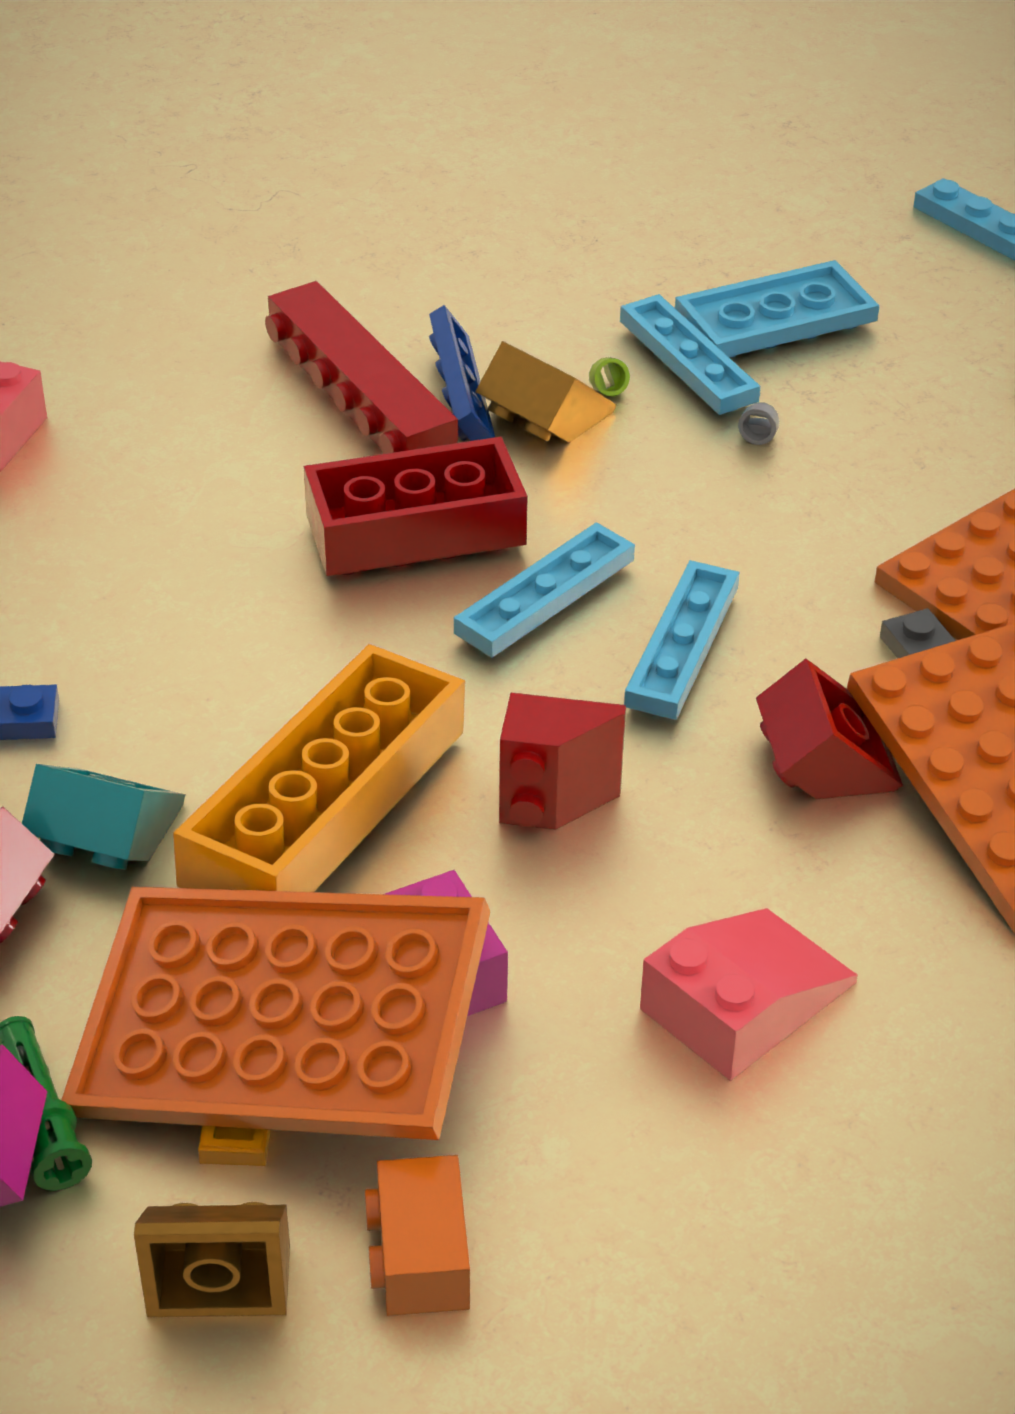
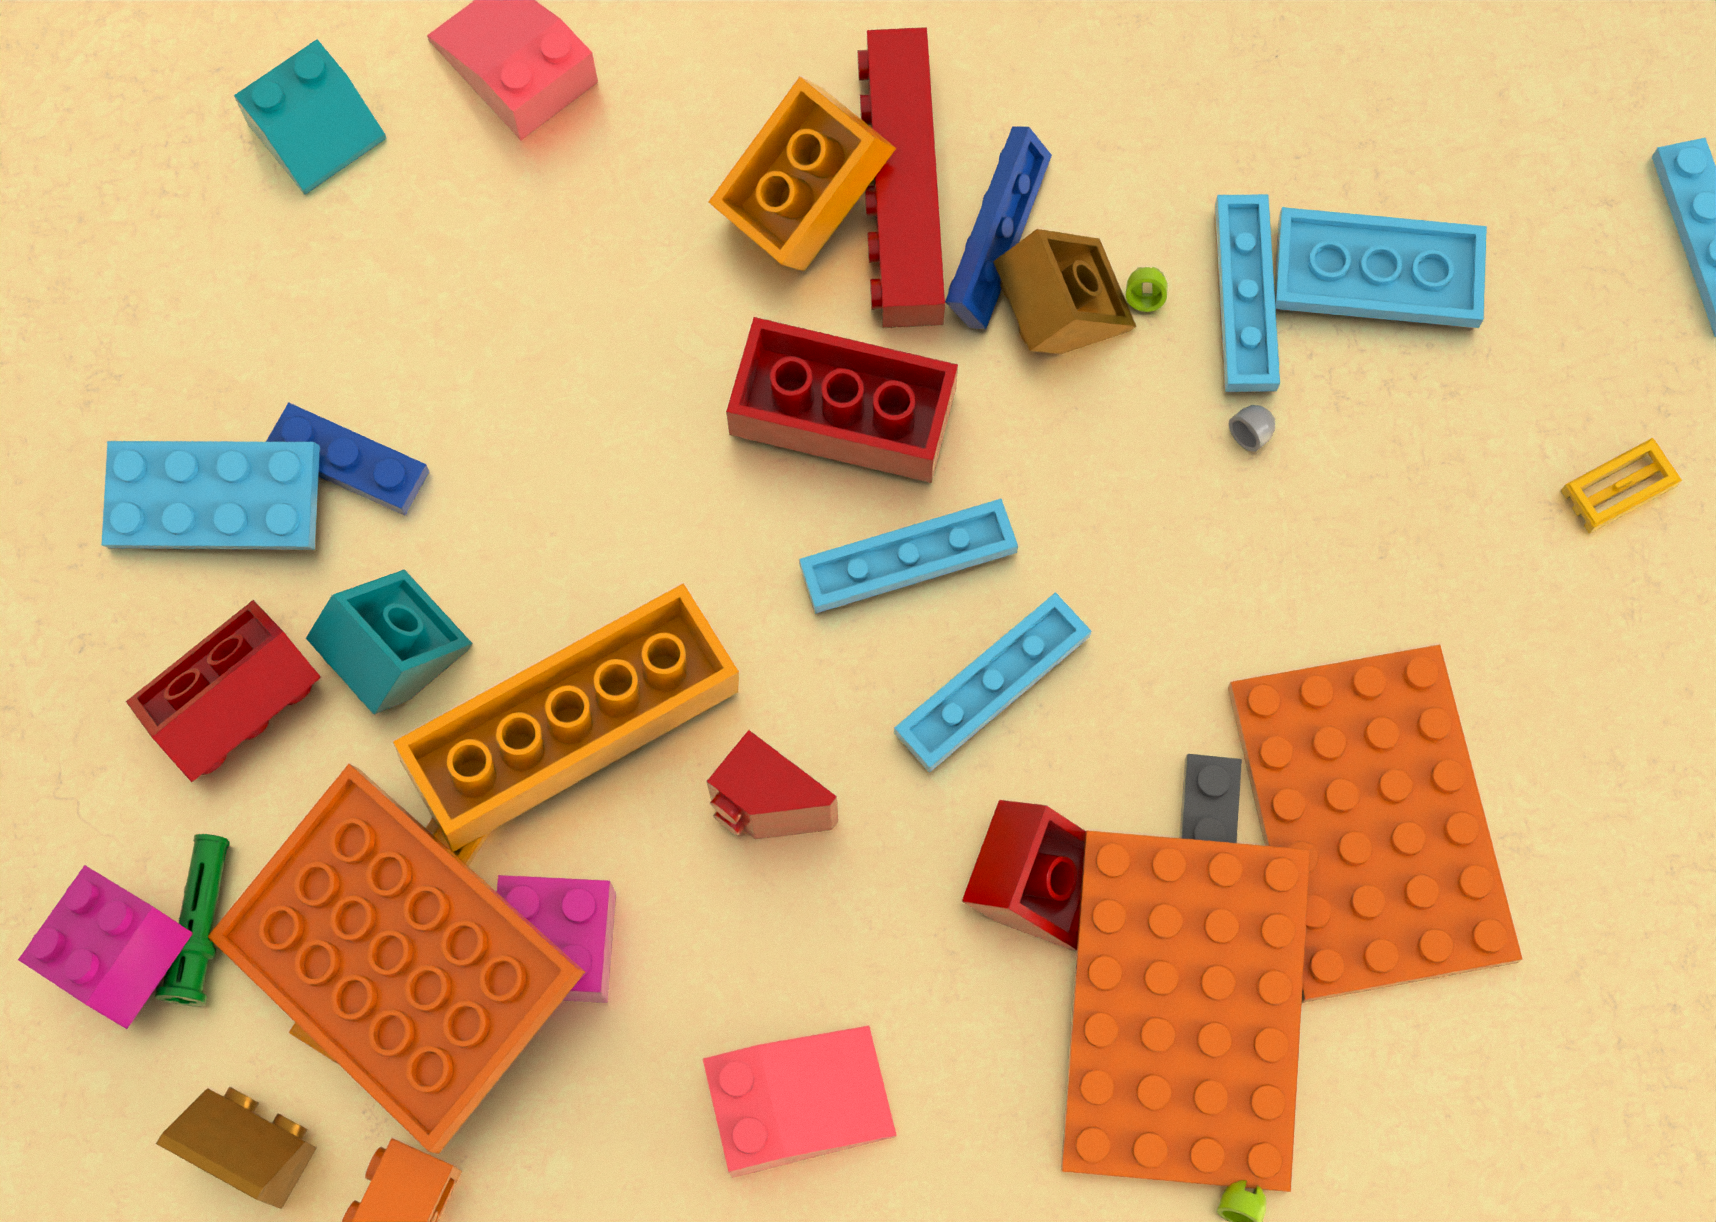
camera: 30 degrees right, 30 degrees up
(279, 379) = (801, 175): none -> light orange brick

